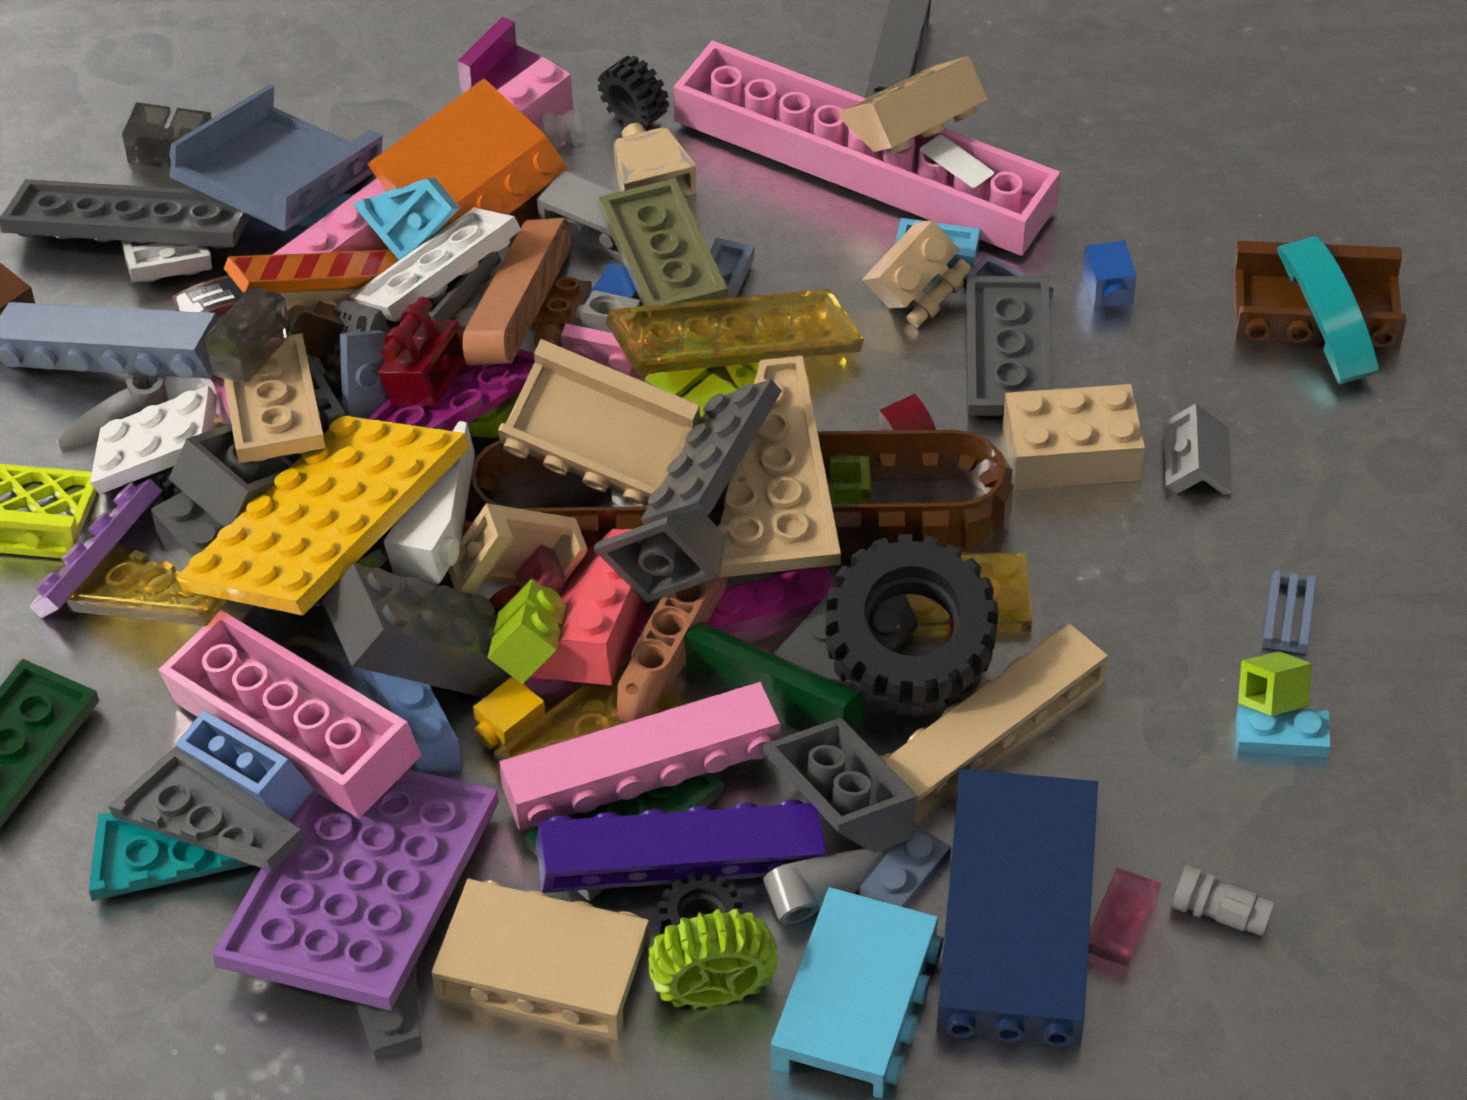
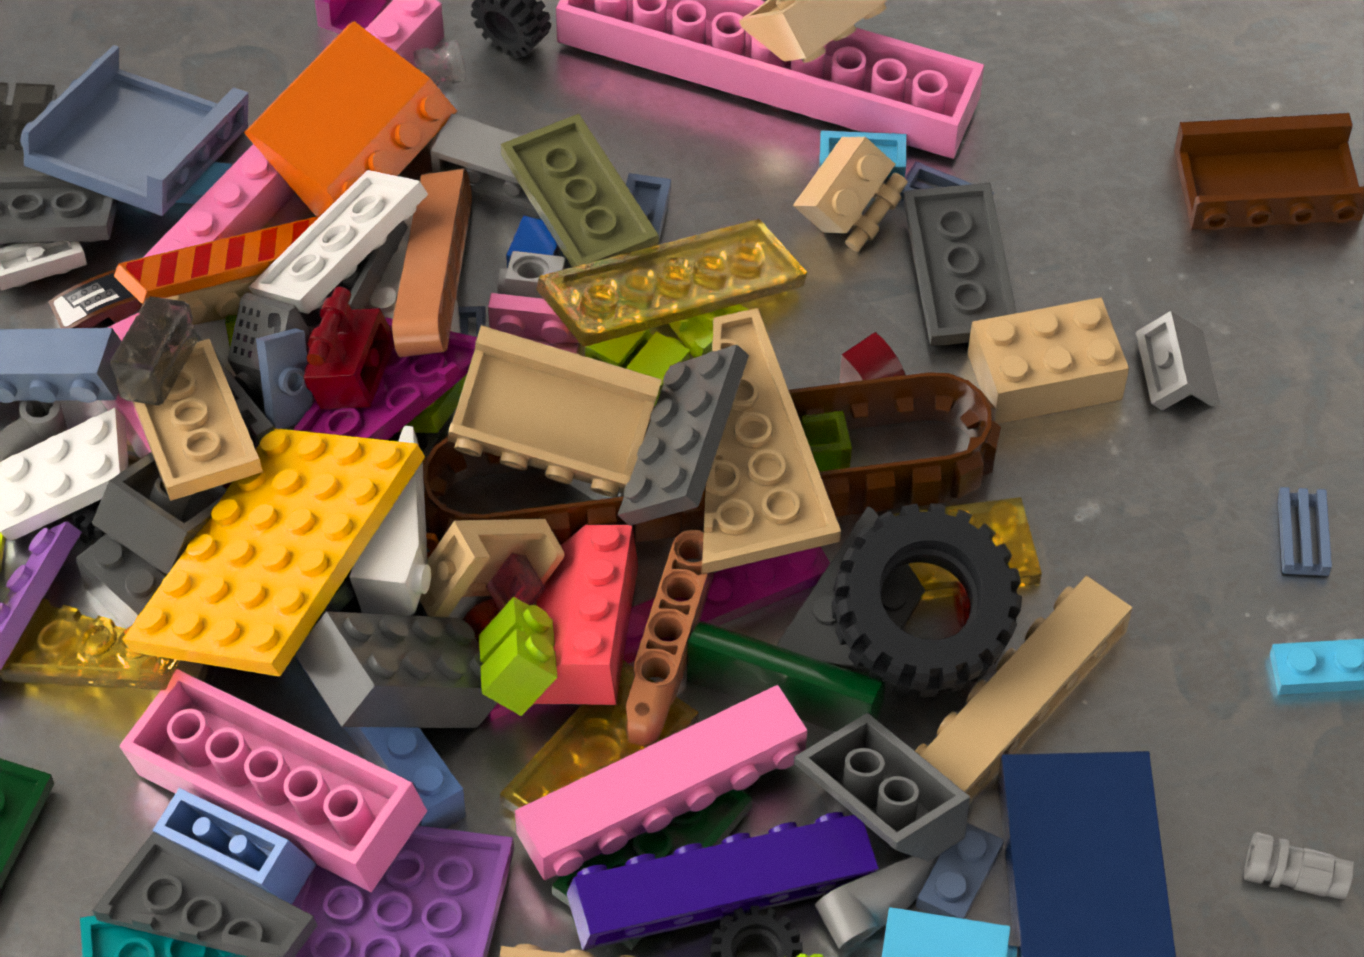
camera: 10 degrees left, 5 degrees up
(319, 328) = (225, 327): dark brown panel -> none
(408, 214) = (298, 187): medium azure wing -> none
(506, 713) = (505, 748): yellow brick -> none
(559, 309) = (478, 279): dark orange plate -> none
(652, 157) = (543, 92): tan torso -> none
(666, 554) = (657, 555): dark grey slope -> none
(957, 161) = (873, 63): white sticker -> none
(1109, 274) = (1050, 172): blue brick -> none
(1122, 916) = (1198, 896): clear pink plate -> none
(1275, 683) = (1310, 617): lime brick -> none
(1333, 307) = (1292, 185): teal slope -> none

